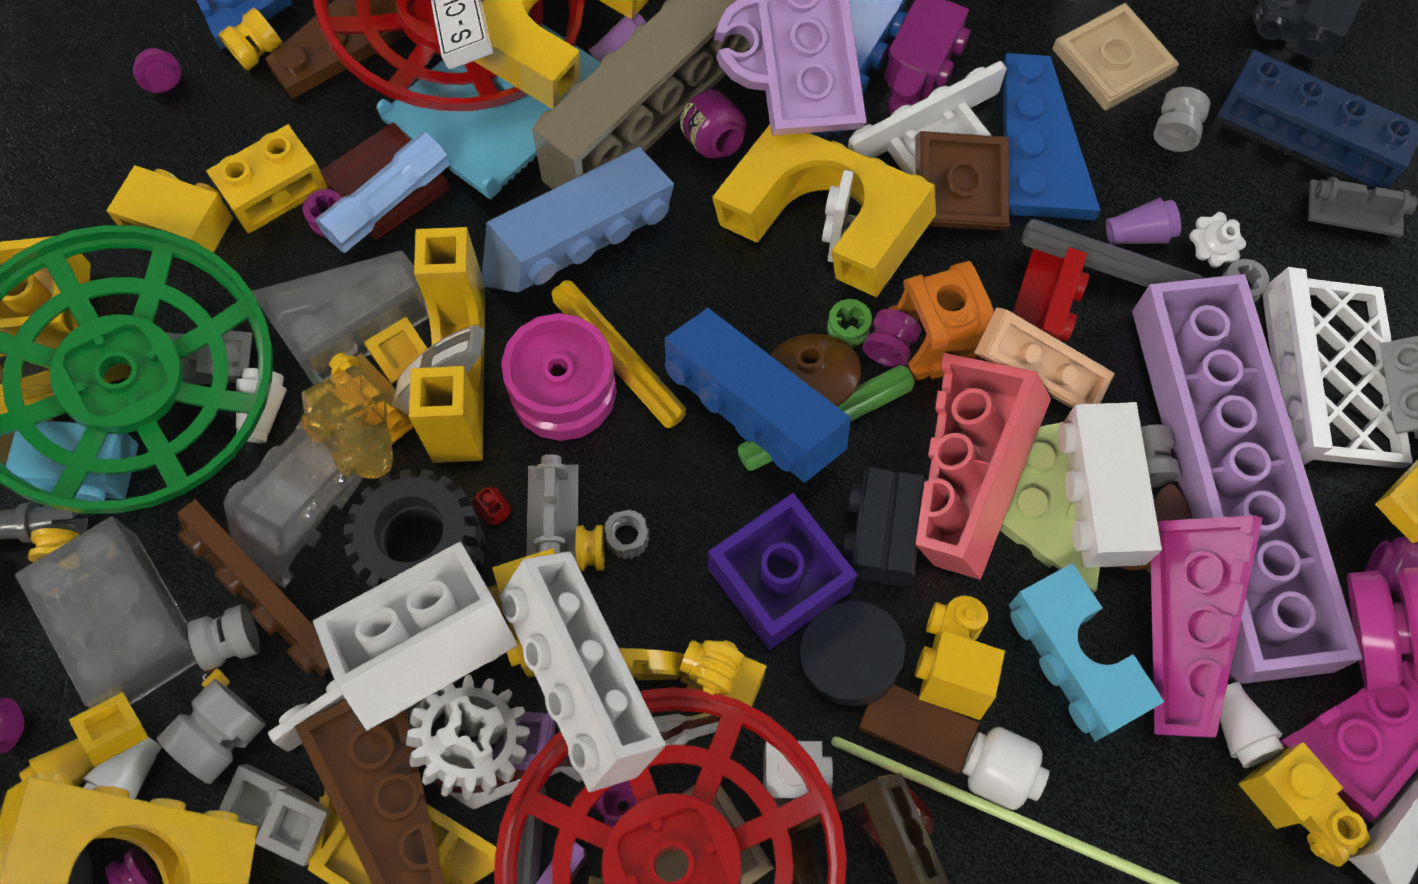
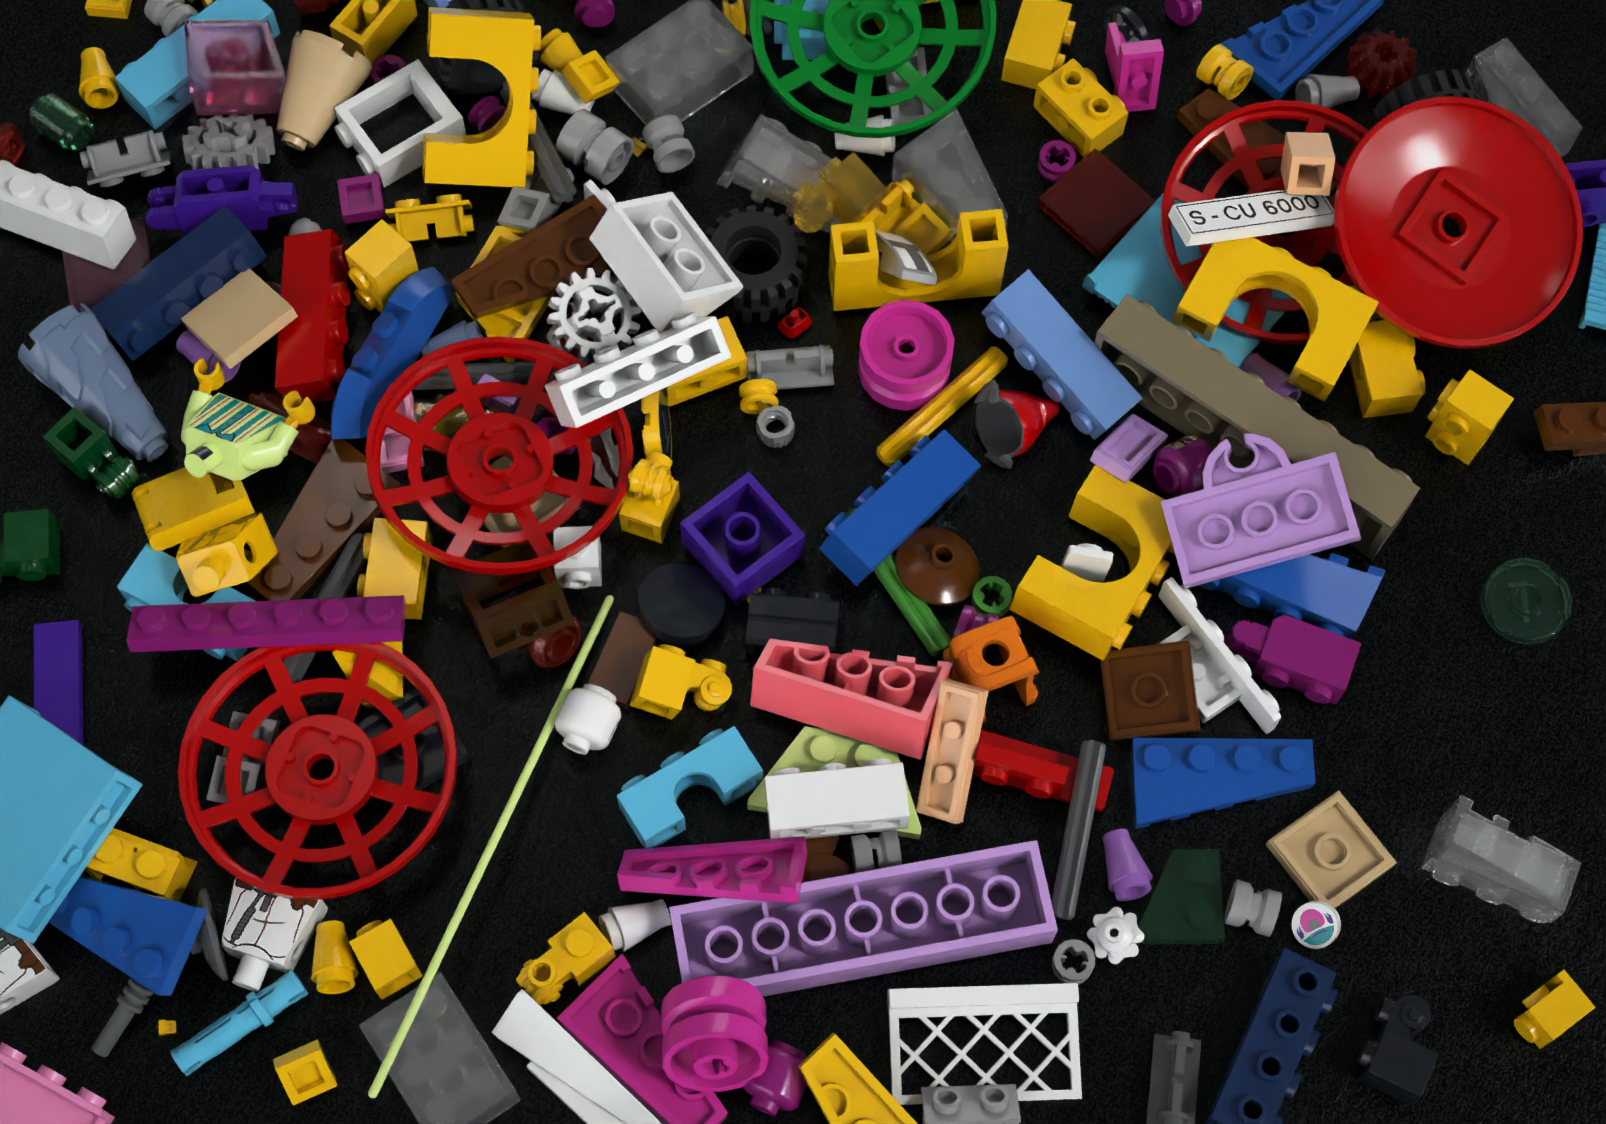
camera: 85 degrees right, 0 degrees up
(214, 795) = (547, 159): none -> dark grey axle
(238, 120) = (1132, 62): none -> dark pink piece
(244, 577) = (712, 138): reddish brown wing -> none
(356, 214) = (1097, 215): light blue axle -> none
(653, 280) = (1010, 421): none -> dark grey hat
(695, 169) = (1129, 448): none -> lavender tile
(1170, 174) = (1186, 901): none -> clear green wing
(1192, 69) = (1316, 924): none -> tile

